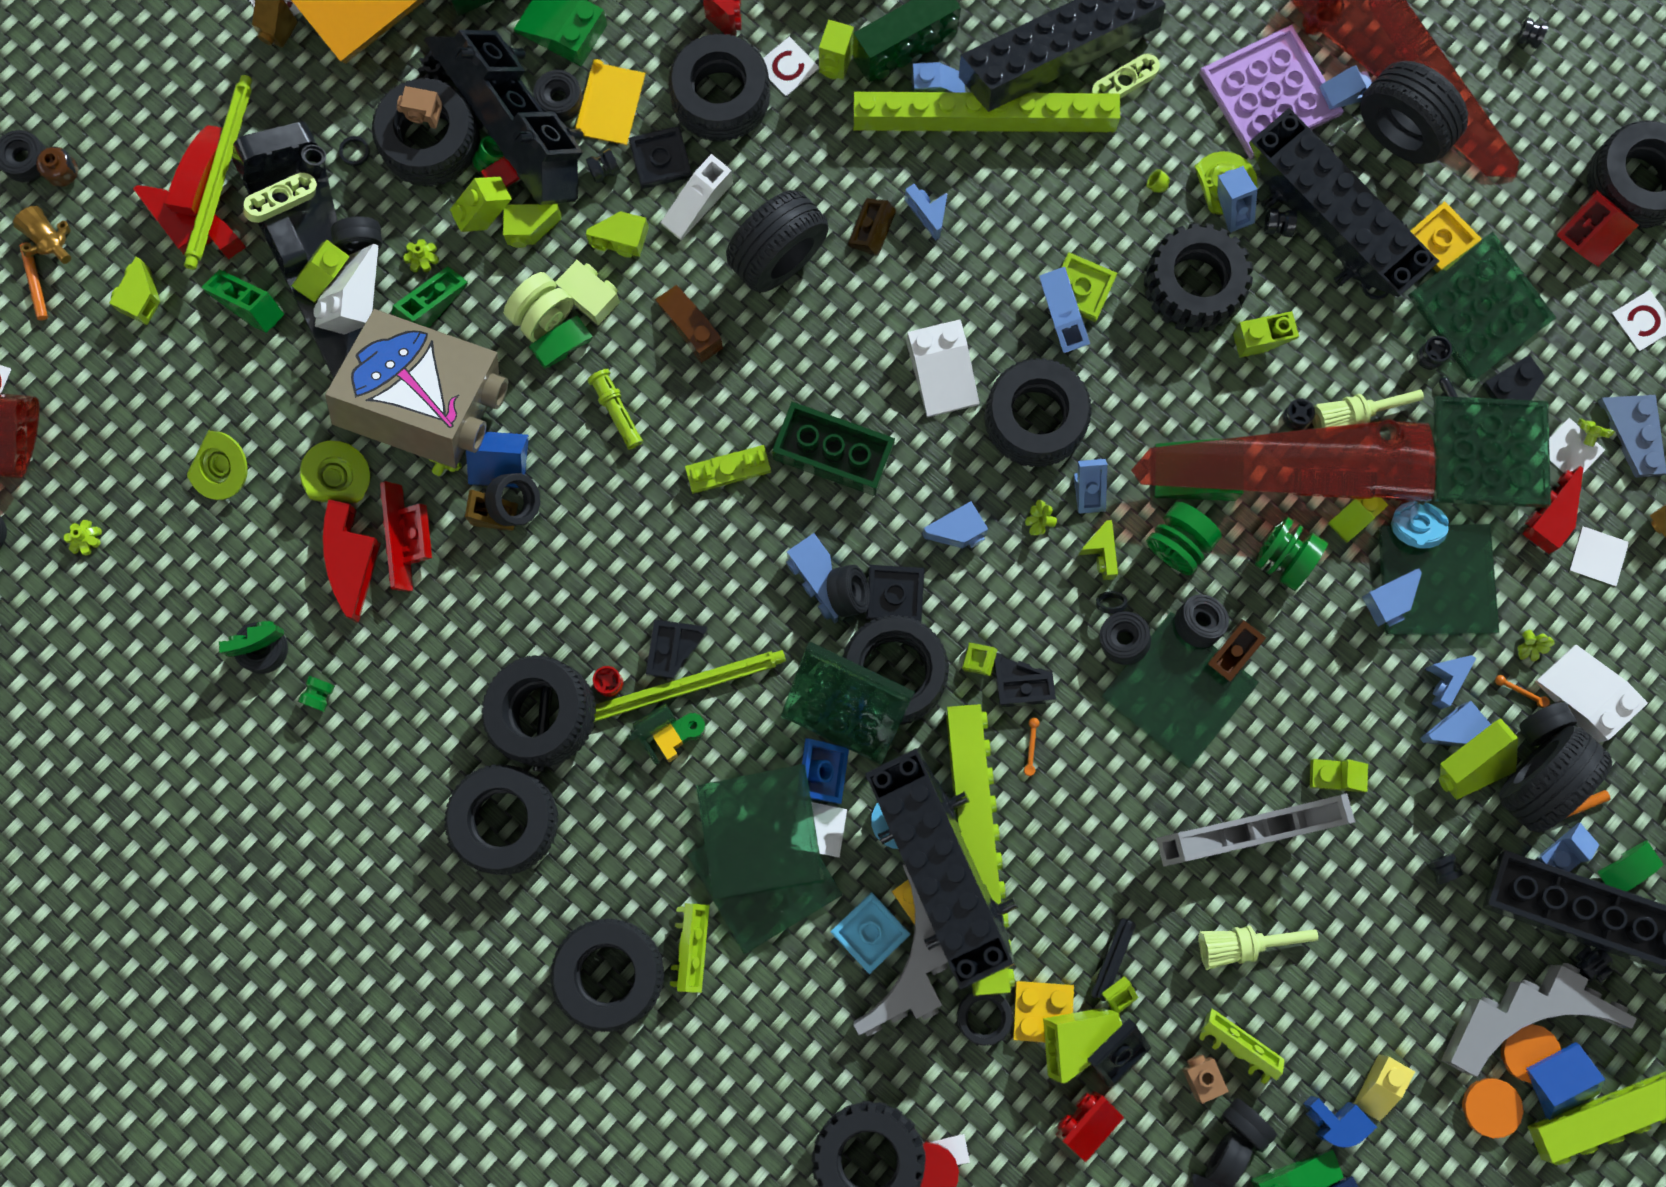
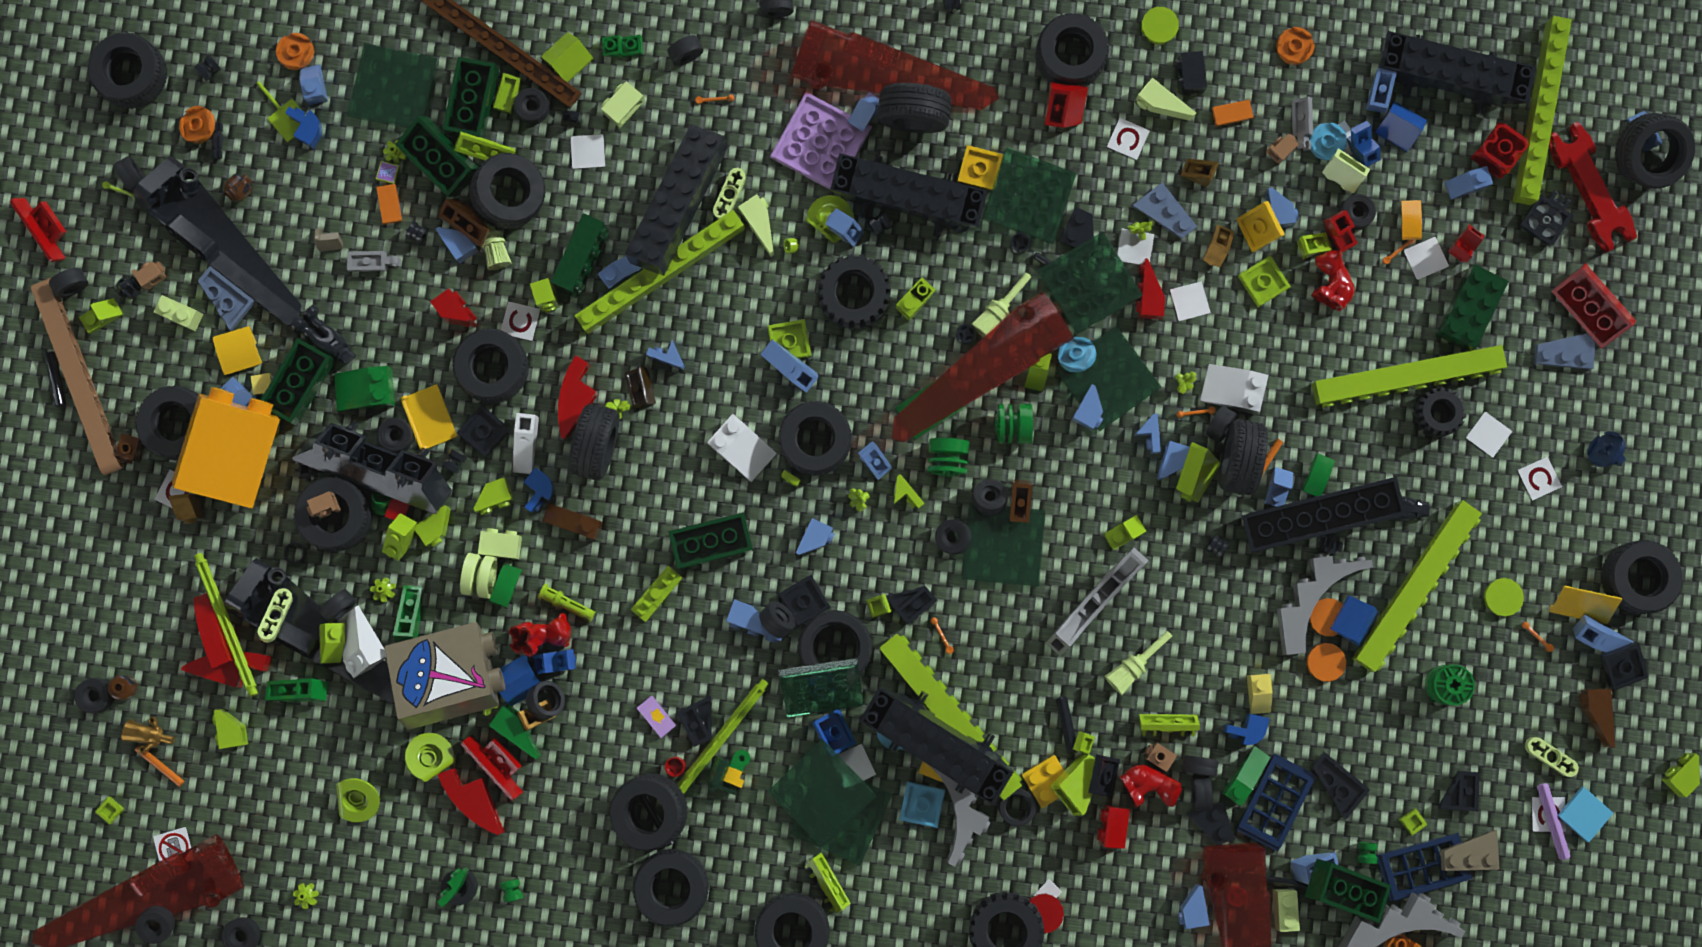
camera: 35 degrees left, 5 degrees up
(450, 501) = (510, 726): none -> green slope
(545, 415) = (529, 636): none -> red animal
(554, 464) = (554, 662): none -> blue brick
(627, 609) = (656, 716): none -> lavender tile
(681, 264) = (544, 489): none -> blue brick
(794, 174) = (573, 397): none -> red slope
(834, 231) = (618, 406): none -> lime plant
(976, 441) = (790, 479): none -> lime tile
(1111, 594) = (927, 516): black piece -> none
(1140, 121) = (757, 217): none -> yellowish green slope
(1166, 1092) = (1144, 779): none -> red animal

